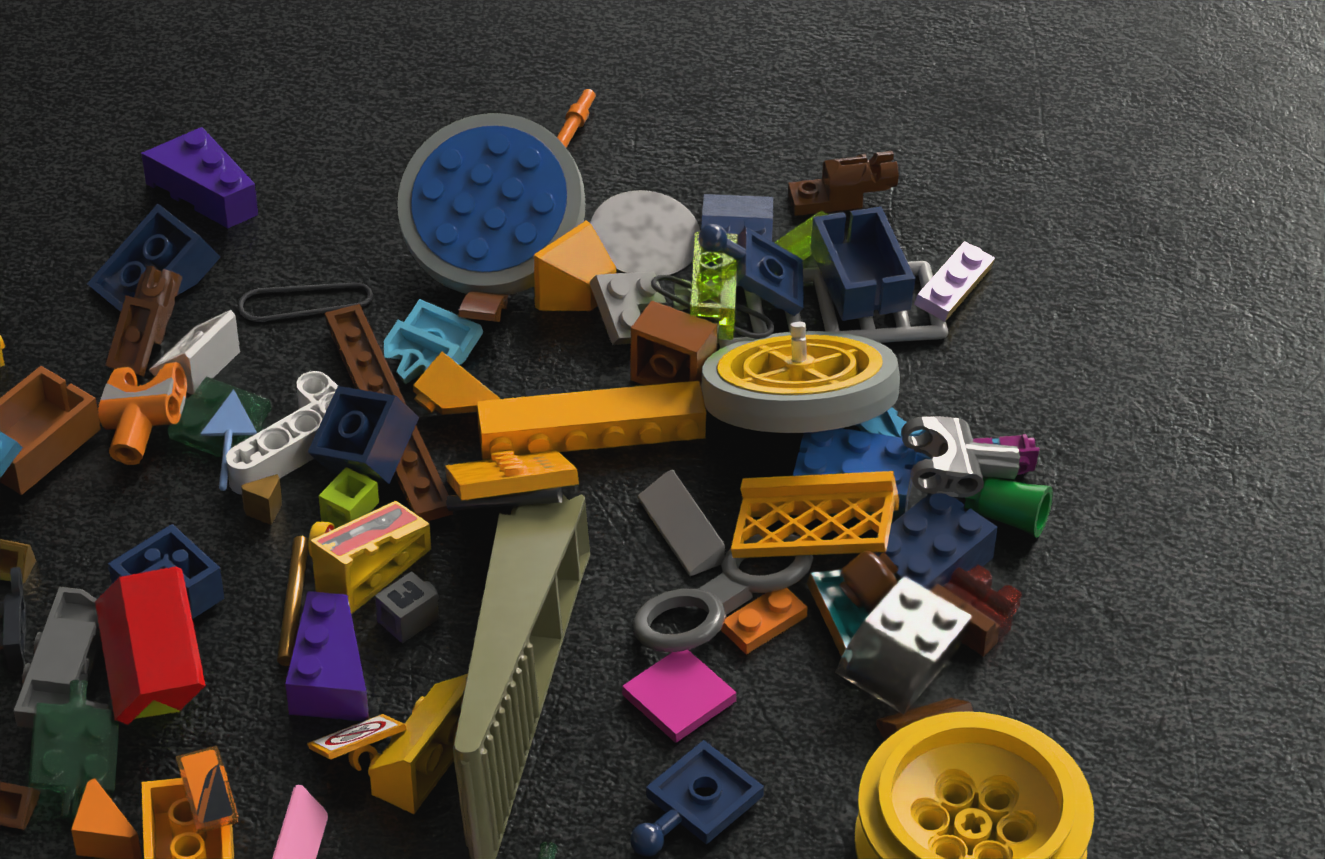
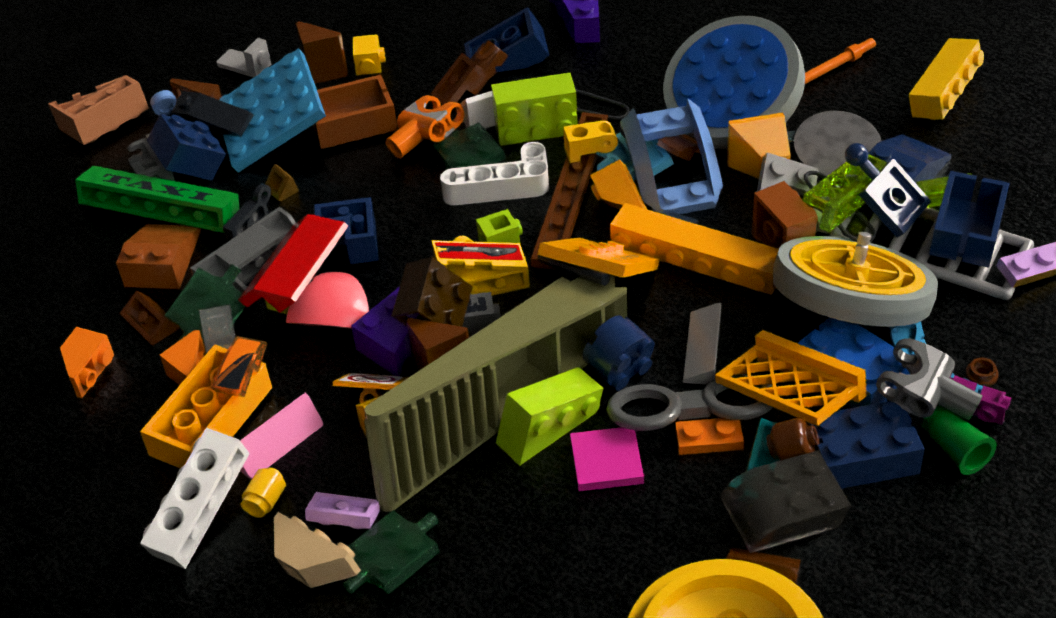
camera: 40 degrees right, 0 degrees up
(120, 773) = (217, 326): none -> clear slope
(229, 421) = (467, 153): medium blue piece -> none
(233, 670) = (329, 300): none -> coral brick
(262, 498) = (450, 208): pearl gold slope -> none
(271, 331) = (534, 108): none -> lime piece
(363, 433) = (533, 193): dark blue brick -> none
(368, 602) = (432, 293): none -> dark brown piece
(372, 344) = (588, 139): none -> yellow leg
(407, 663) = (432, 340): none -> reddish brown slope
(456, 284) = (670, 123): none -> medium blue wedge
(584, 676) = (546, 412): none -> lime wedge
(612, 572) = (619, 351): none -> dark blue brick
(698, 814) = (548, 549): dark blue plate -> none
(710, 108) = (945, 78): none -> yellow brick
(844, 184) = (1009, 162): reddish brown plate -> none
(982, 423) = (982, 371): none -> reddish brown plate
(989, 609) = (870, 508): clear red hips -> none

